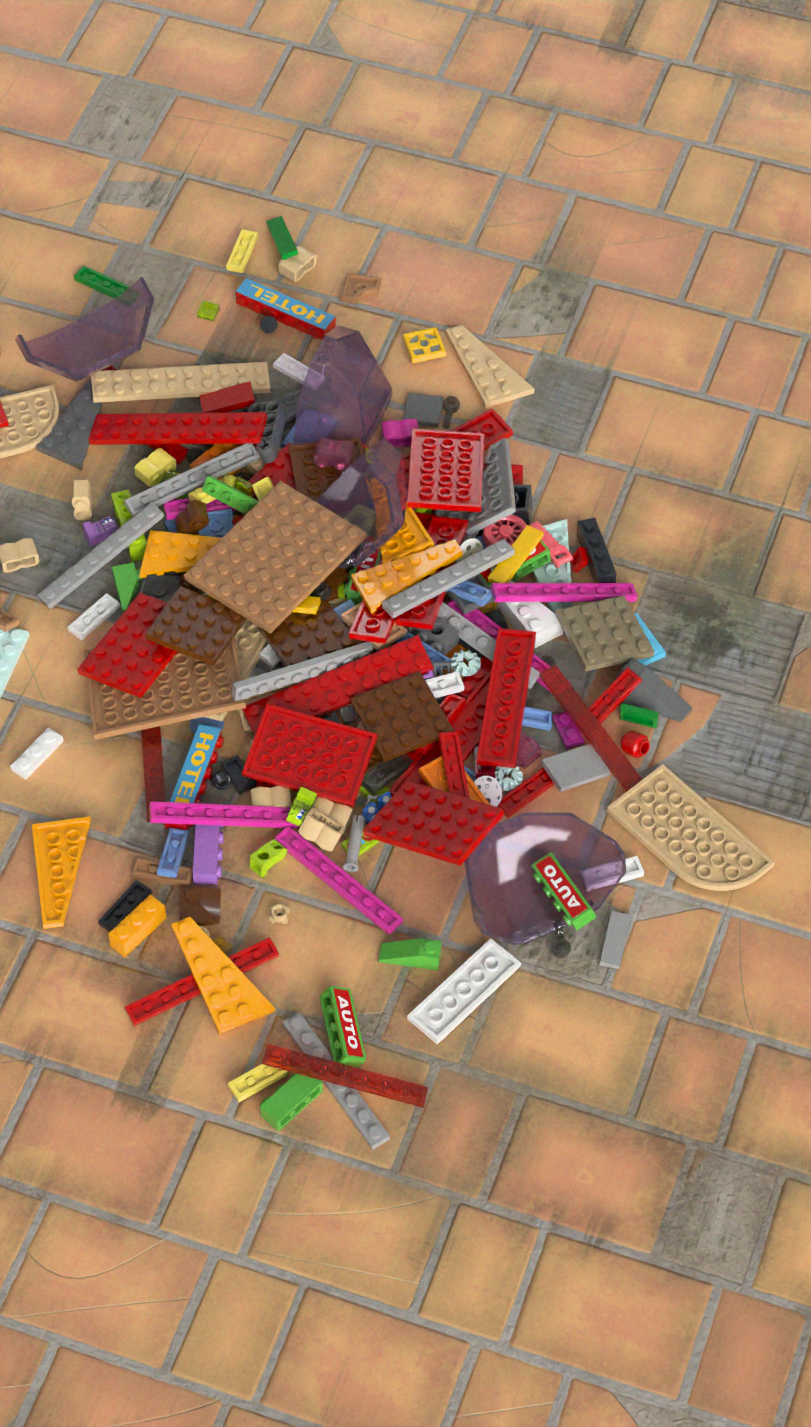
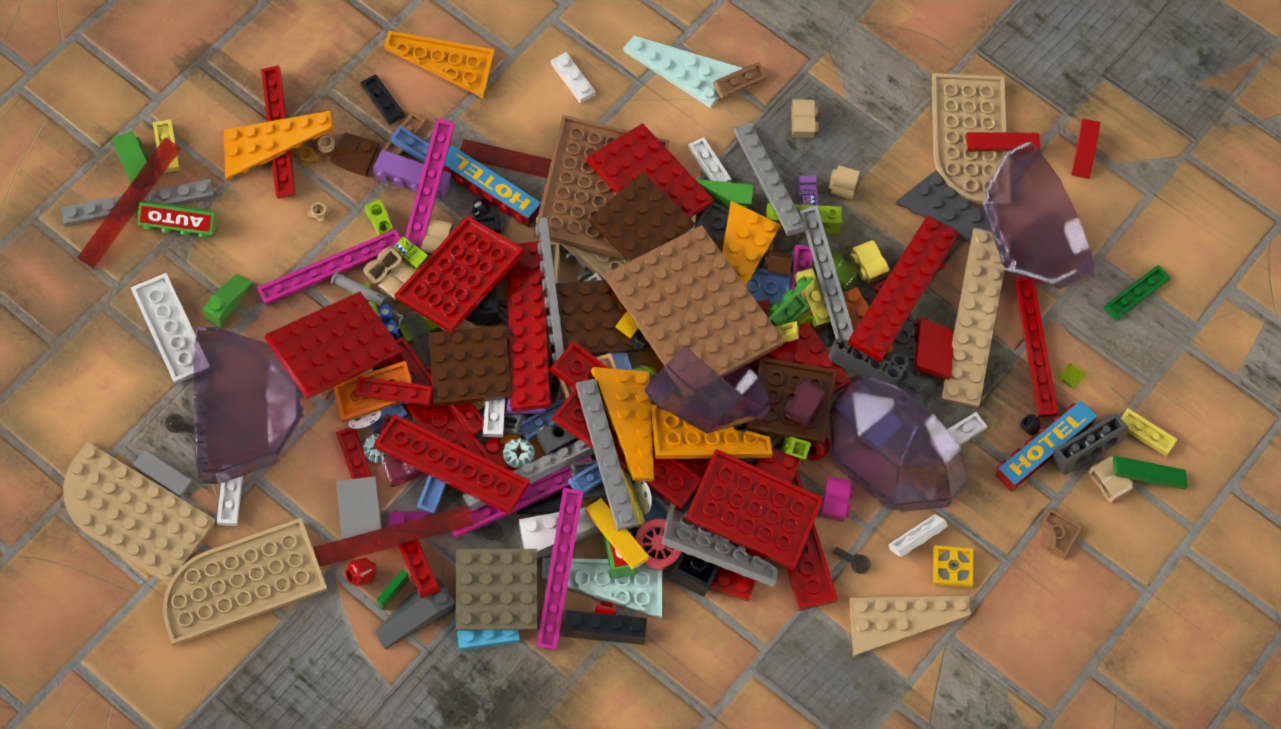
camera: 105 degrees right, 10 degrees up
(137, 925) = (354, 98): light orange brick -> none
(193, 337) = (1036, 347): none -> red plate
(272, 277) = (1089, 444): none -> dark grey brick
(408, 372) = (918, 535): none -> white plate
(424, 409) = (864, 535): dark grey tile -> none
(555, 548) = (631, 584): coral piece -> none
(563, 891) = (222, 438): brick -> none
(666, 950) = (132, 514): none -> tan plate

